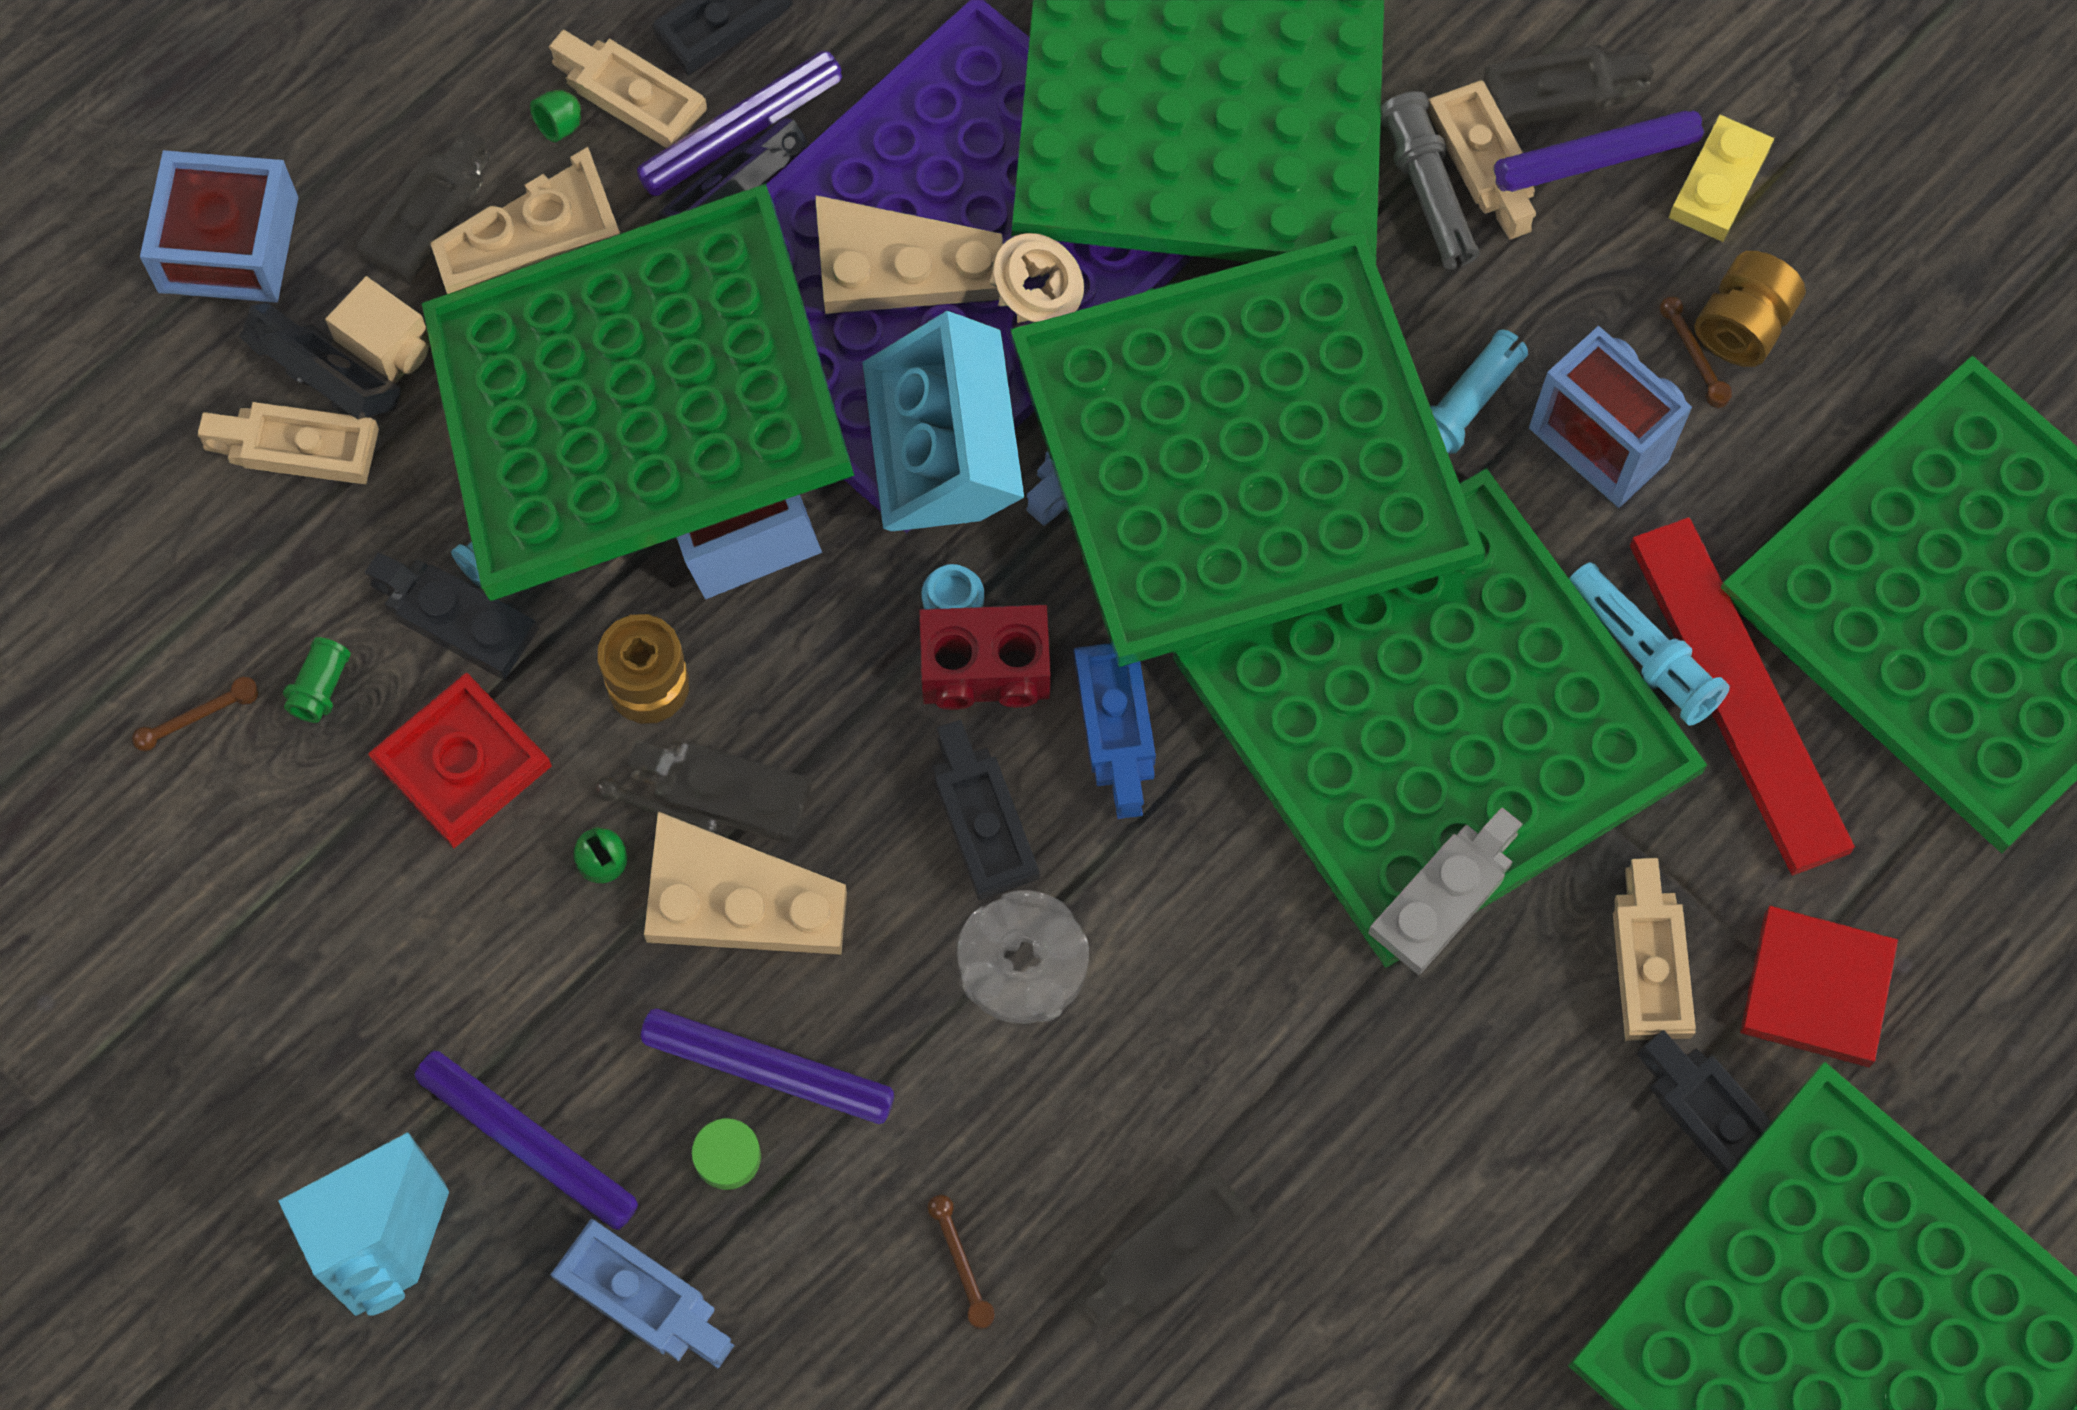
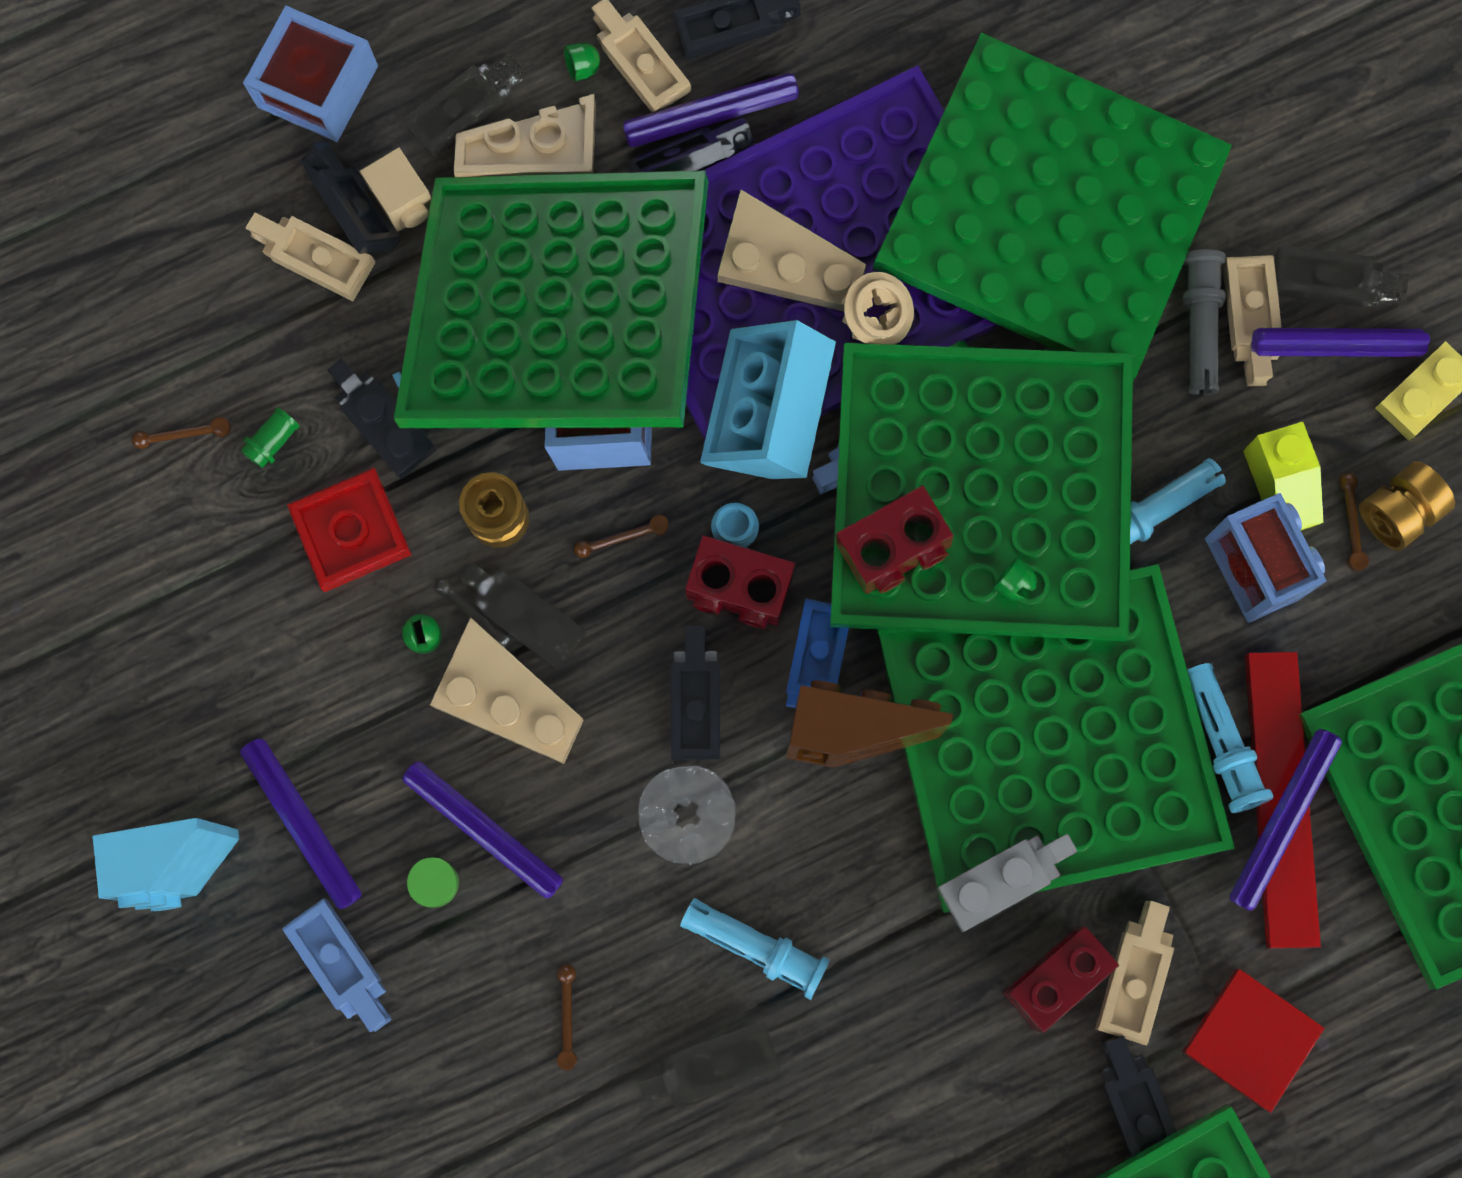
camera: 25 degrees right, 10 degrees up
(855, 628) = (658, 525): none -> reddish brown hinge
(1149, 522) = (886, 530): none -> dark red brick
(1194, 763) = (847, 728): none -> reddish brown slope
(1198, 1089) = (775, 956): none -> medium azure pin
(1322, 526) = (1015, 579): none -> green hinge
(1560, 990) = (1060, 979): none -> dark red brick
(1593, 295) = (1288, 465): none -> neon yellow slope
(1753, 710) = (1285, 819): none -> dark purple axle

